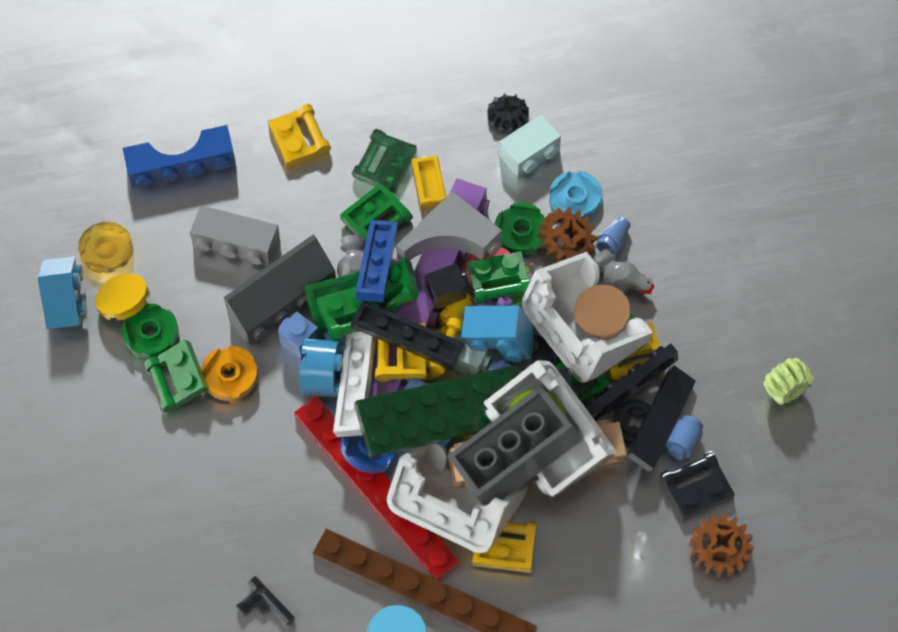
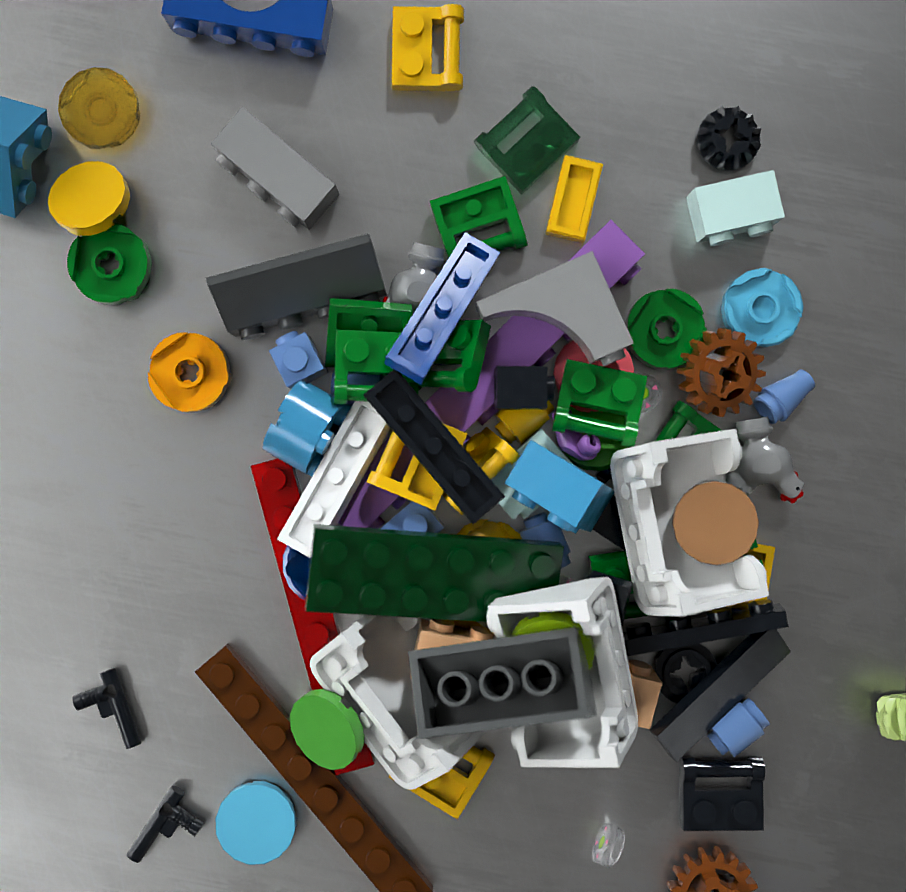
camera: 15 degrees right, 25 degrees up
(185, 374) = (128, 347): green plate -> none
(417, 541) = (326, 729): none -> bright green tile

